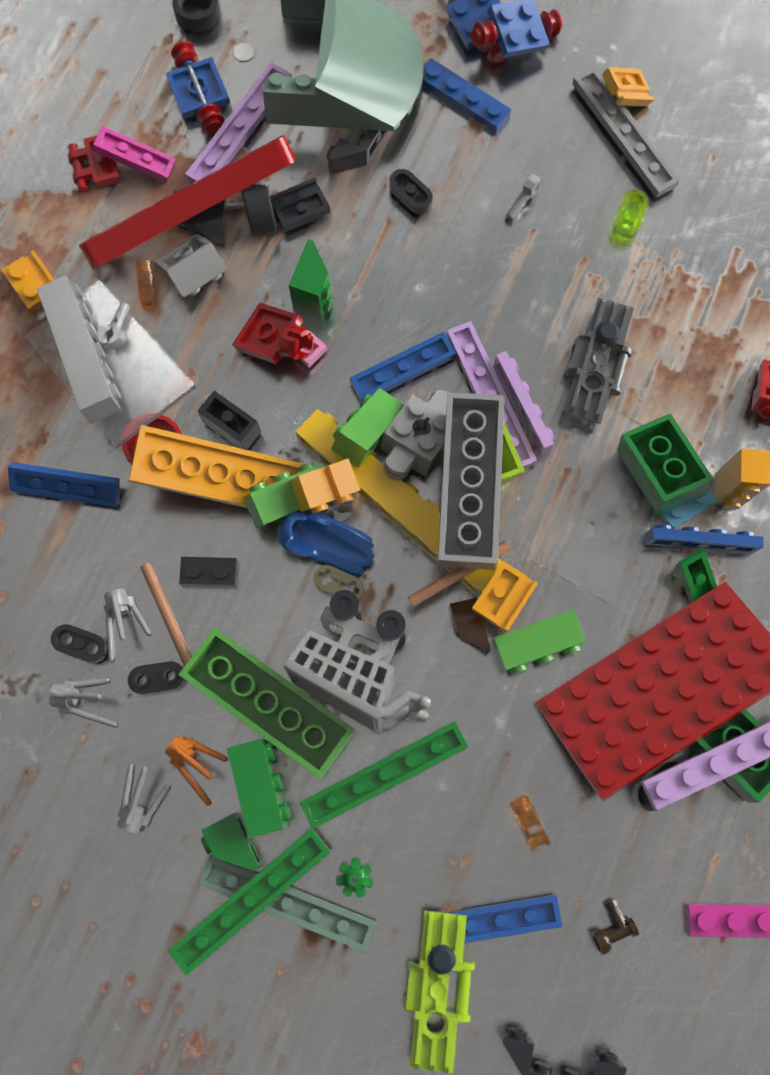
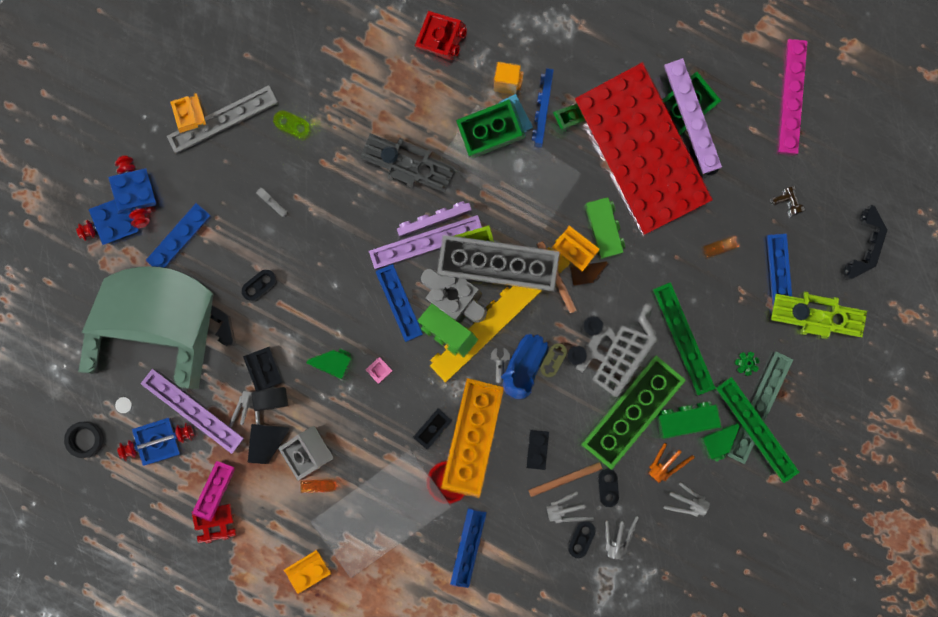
camera: 80 degrees left, 10 degrees up
(79, 350) = (372, 533): light grey brick -> none
(114, 329) = (355, 508): light grey bar -> none
(188, 202) = (262, 450): red beam -> none
(274, 334) = (369, 394): red plate -> none
(277, 499) = (491, 389): bright green brick -> none
(325, 485) = (490, 364): light orange brick -> none

